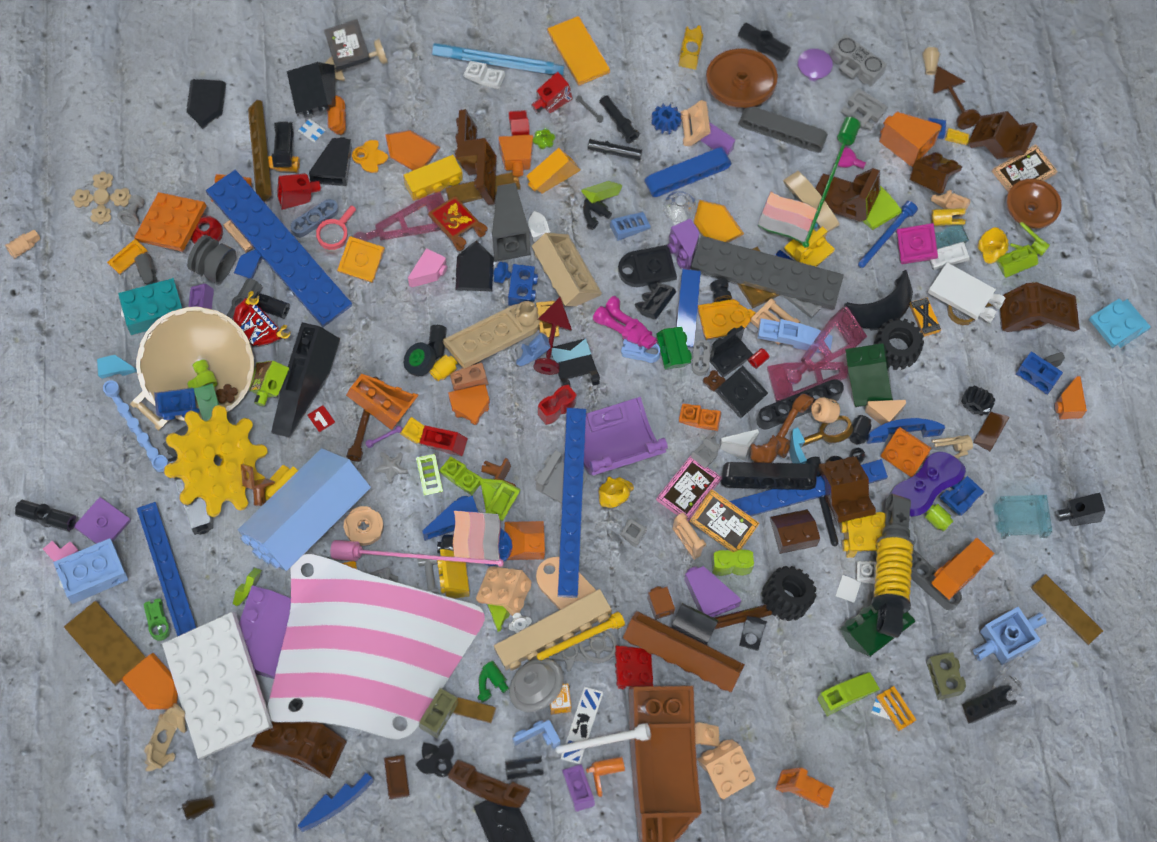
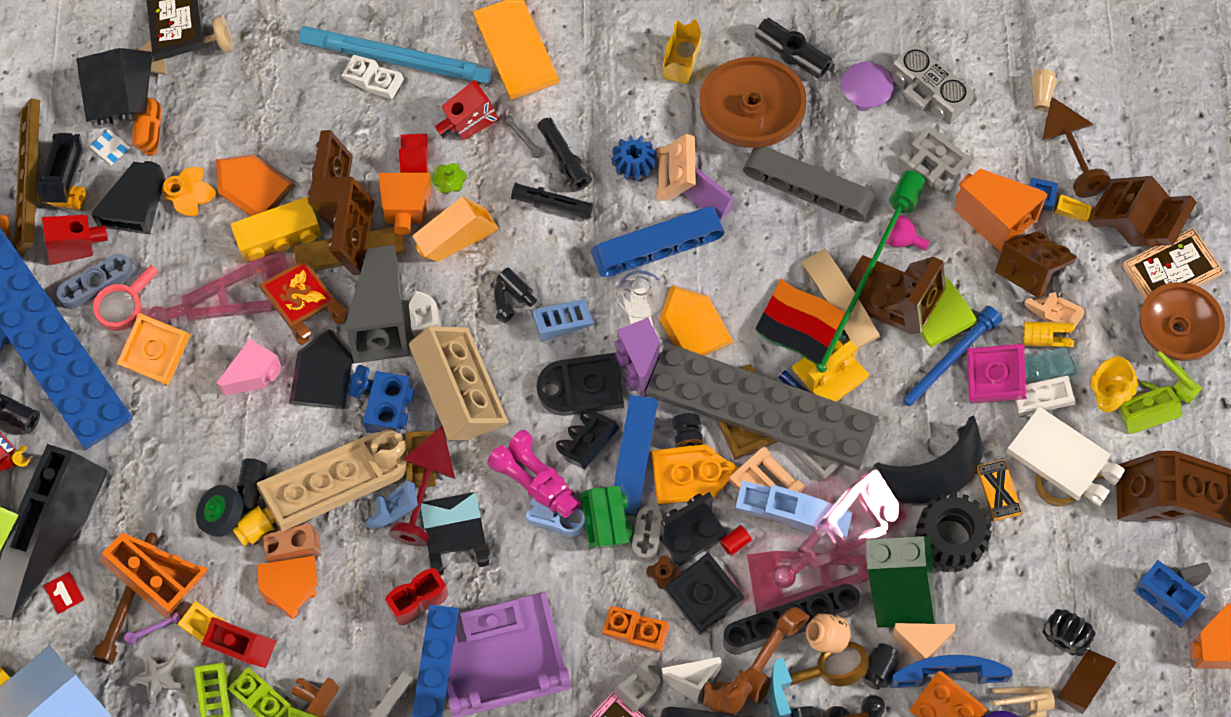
camera: 10 degrees right, 0 degrees up
(602, 191) = (524, 264): lime slope -> none

